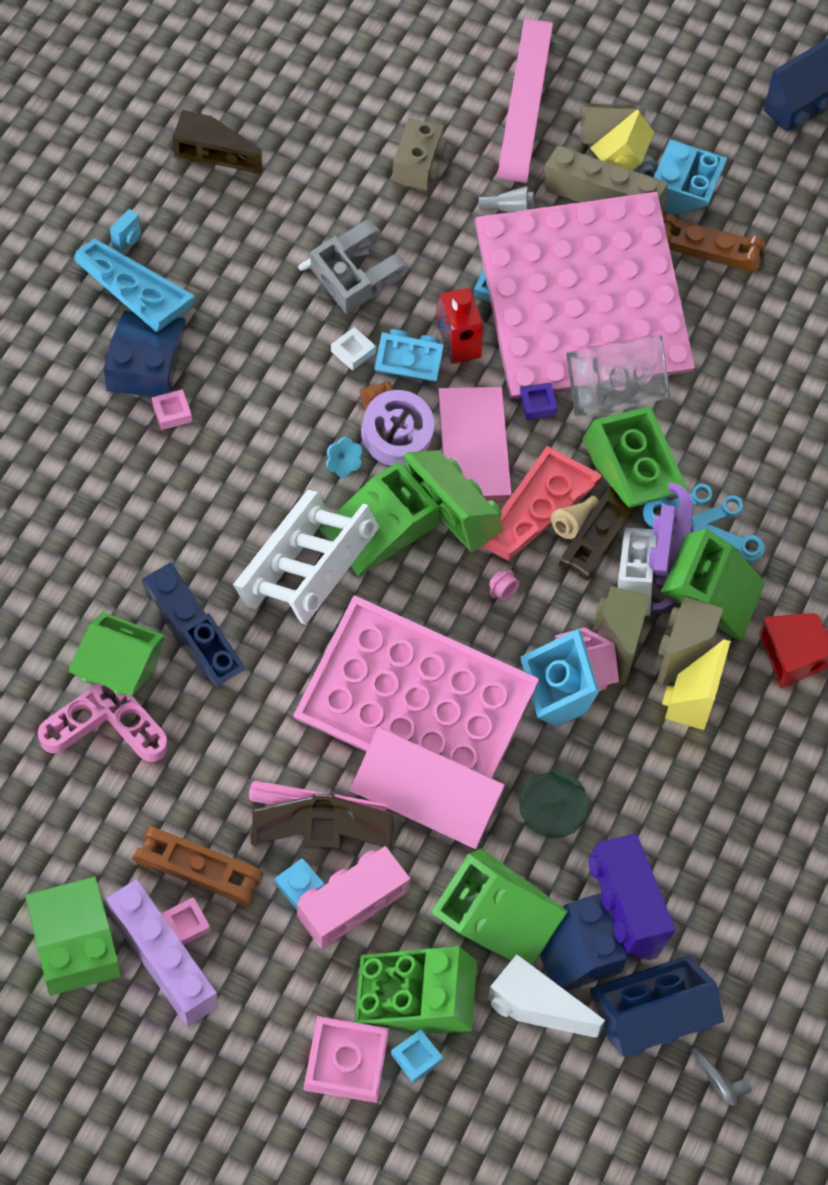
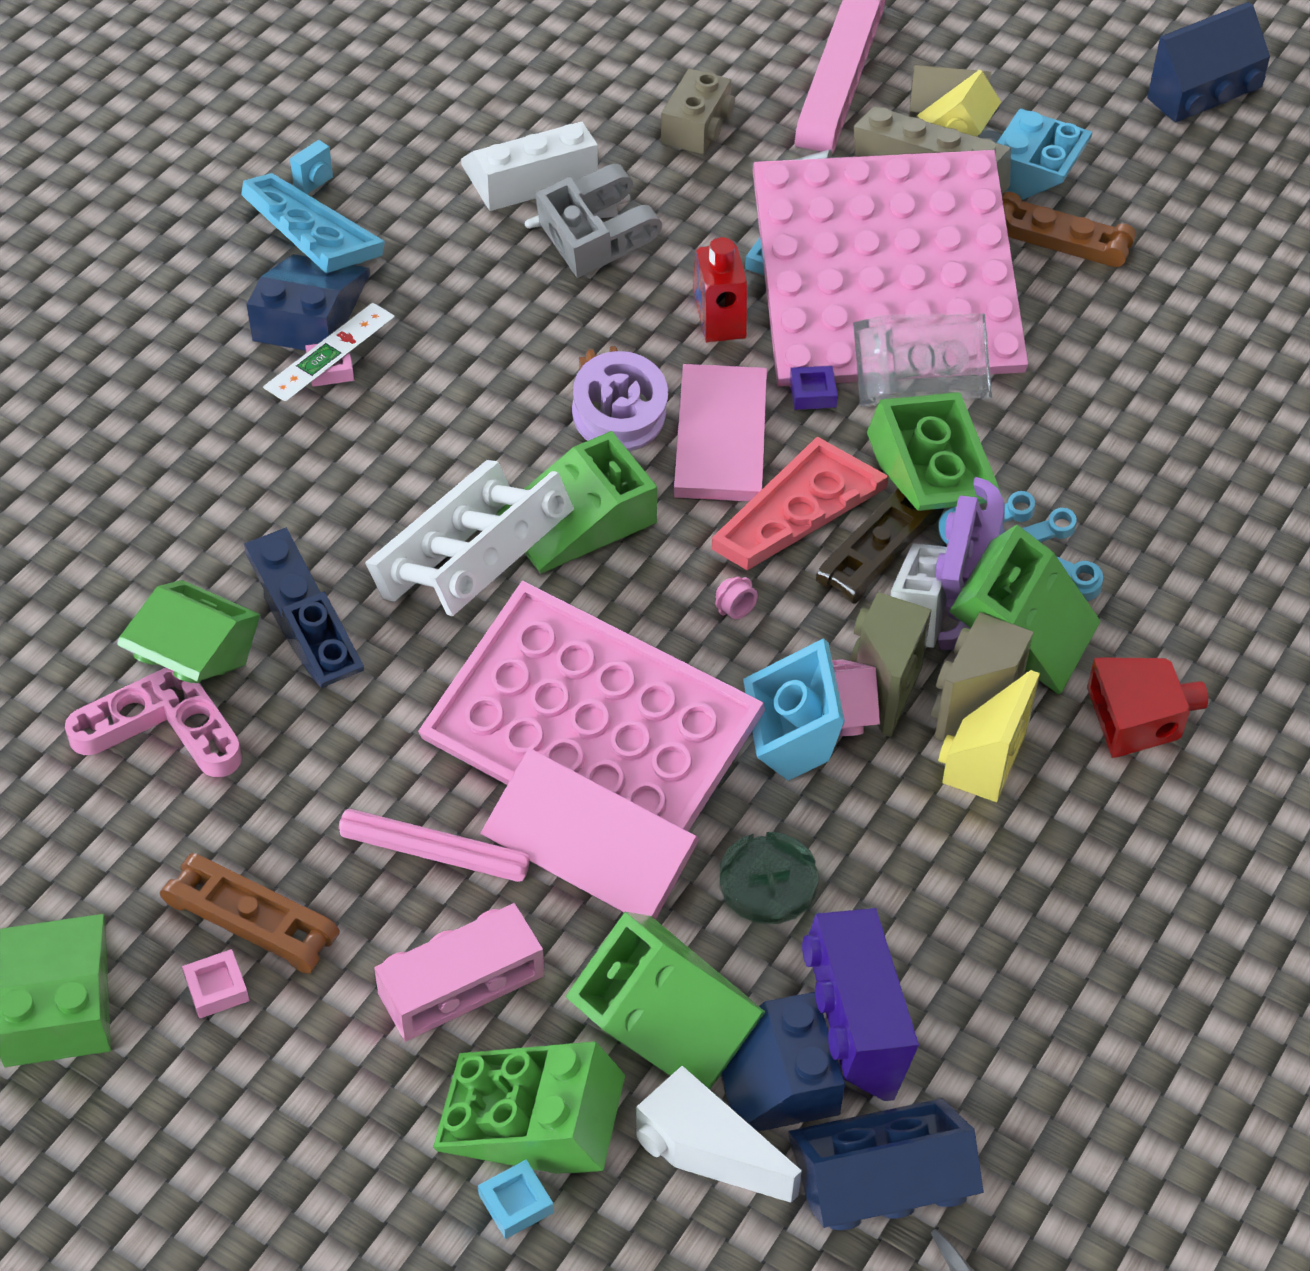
camera: 10 degrees right, 10 degrees down
(162, 953) = (172, 1021): lavender brick -> none
(171, 402) = (328, 352): none -> white sticker
(211, 142) = (441, 84): dark brown slope -> none
(297, 214) = (521, 167): none -> white slope
(297, 881) = (383, 941): medium azure plate -> none
(322, 822) = (434, 868): dark brown plate -> none
(344, 457) = (551, 434): medium azure plant -> none
(346, 1059) = (412, 1195): bright pink tile -> none
(353, 348) = (578, 312): white plate -> none
(409, 356) = (650, 325): medium azure bracket -> none
(459, 499) = (687, 487): bright green slope -> none
(570, 519) = (836, 523): tan cone -> none

